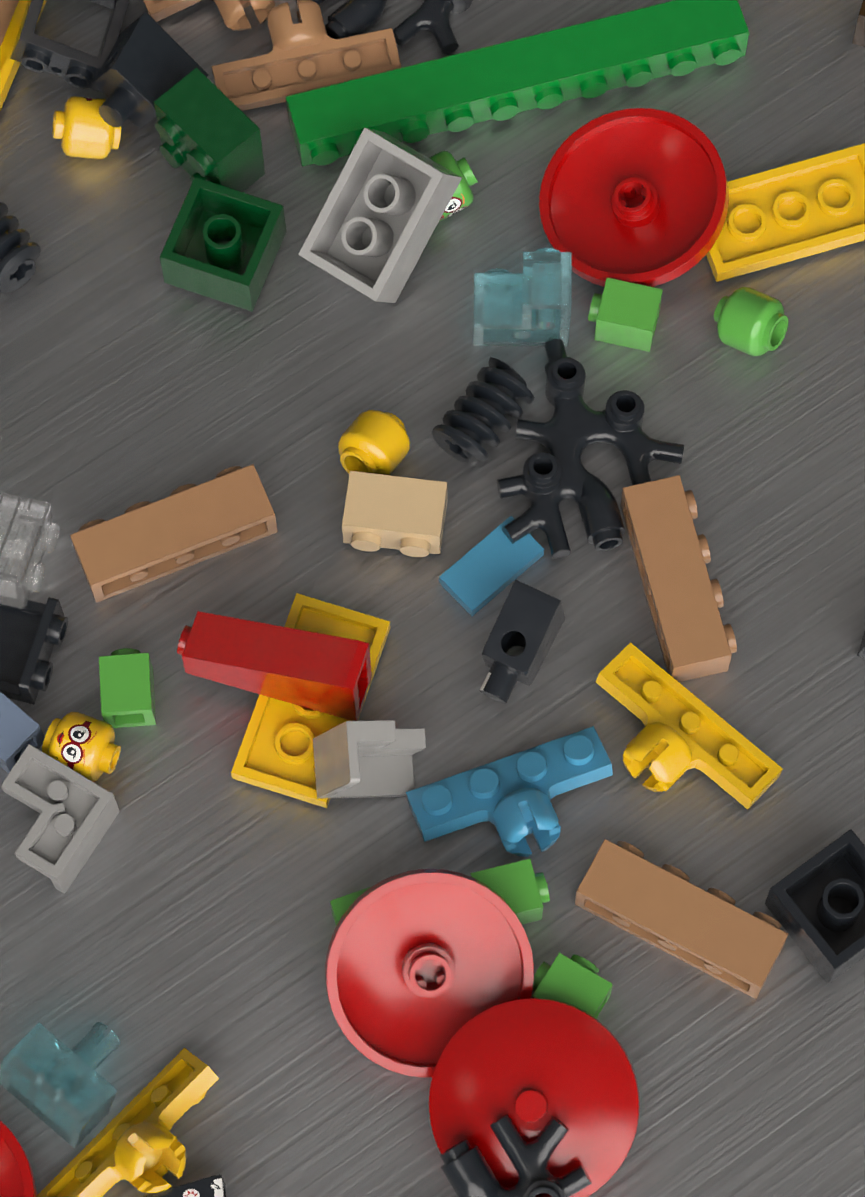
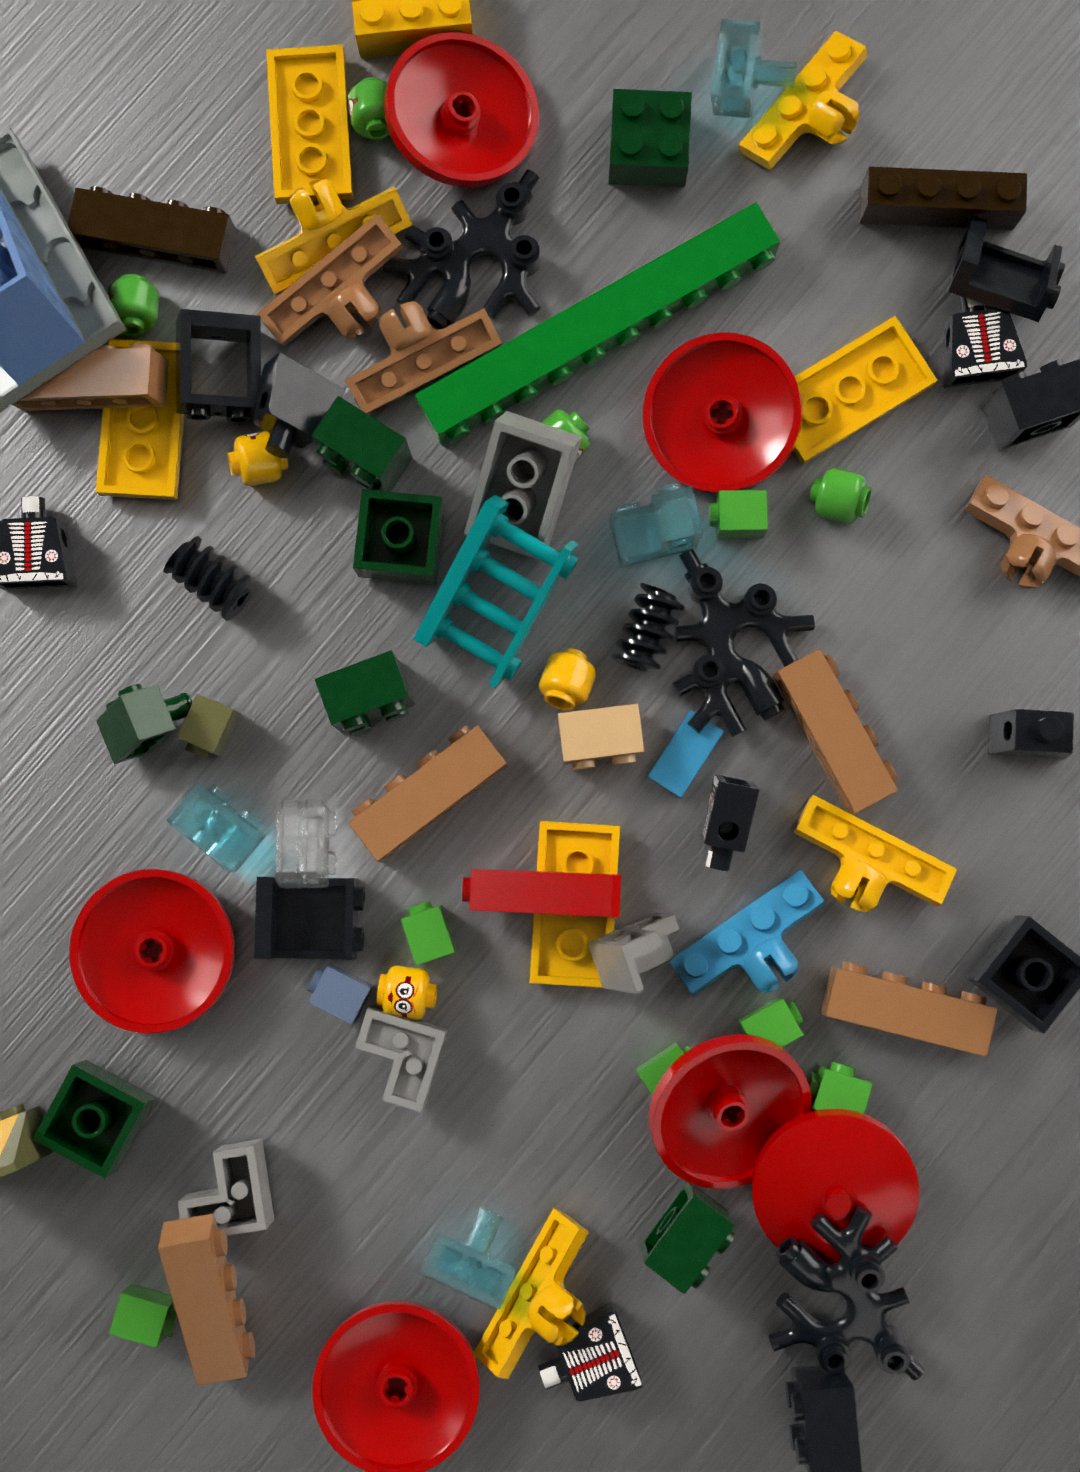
camera: 10 degrees left, 15 degrees up
(133, 398) = (365, 693): none -> dark green brick
(270, 312) = (475, 557): none -> teal fence
(337, 1108) = (687, 1238): none -> dark green brick

